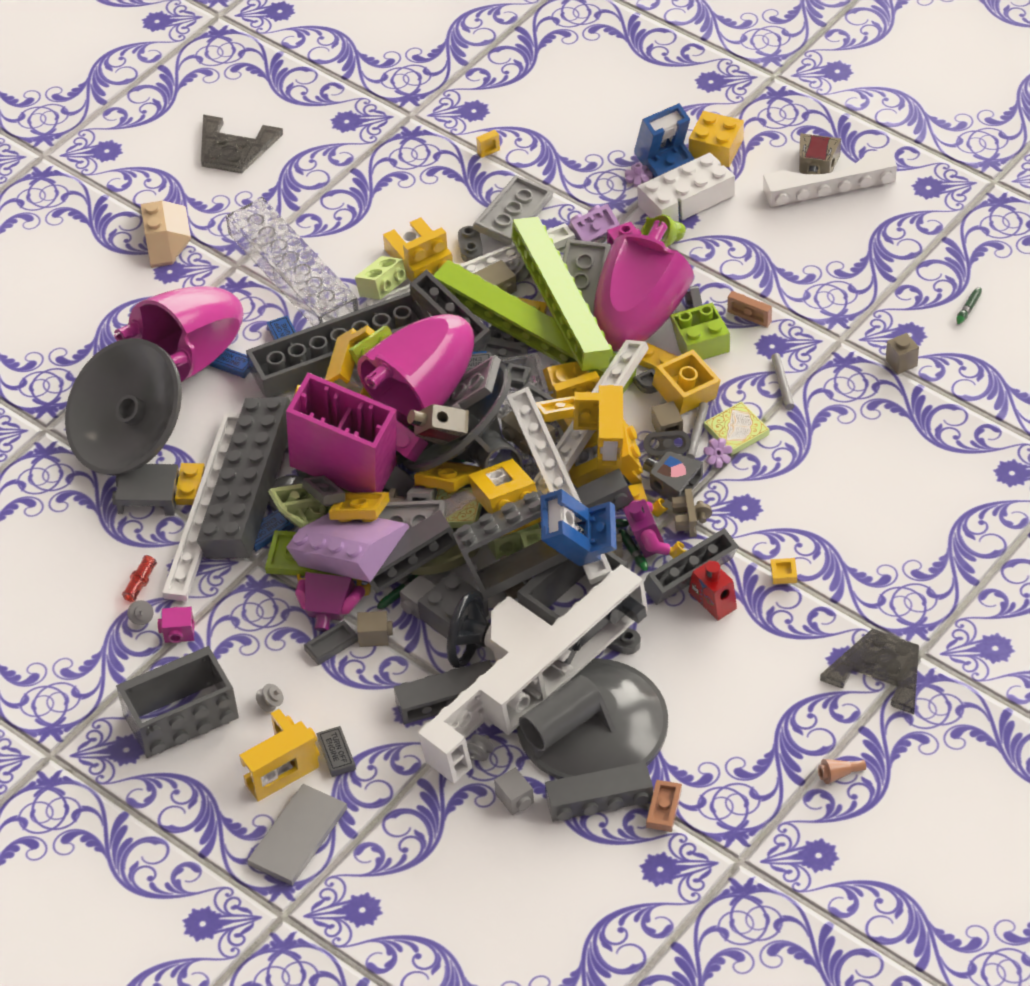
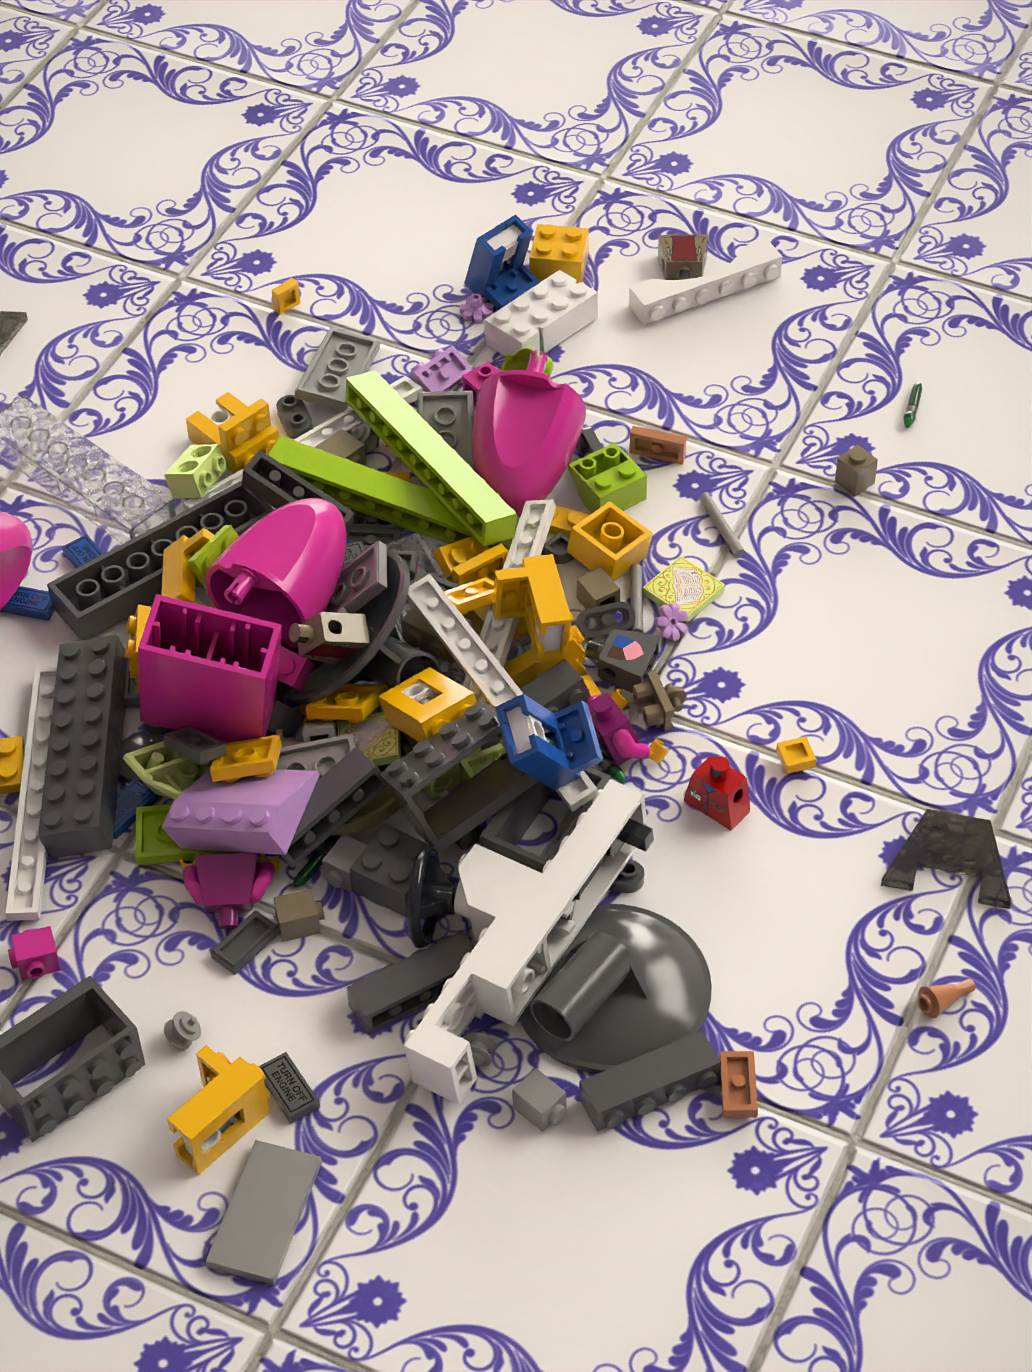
camera: 15 degrees left, 0 degrees up
(677, 572) = (675, 771): dark grey brick -> none

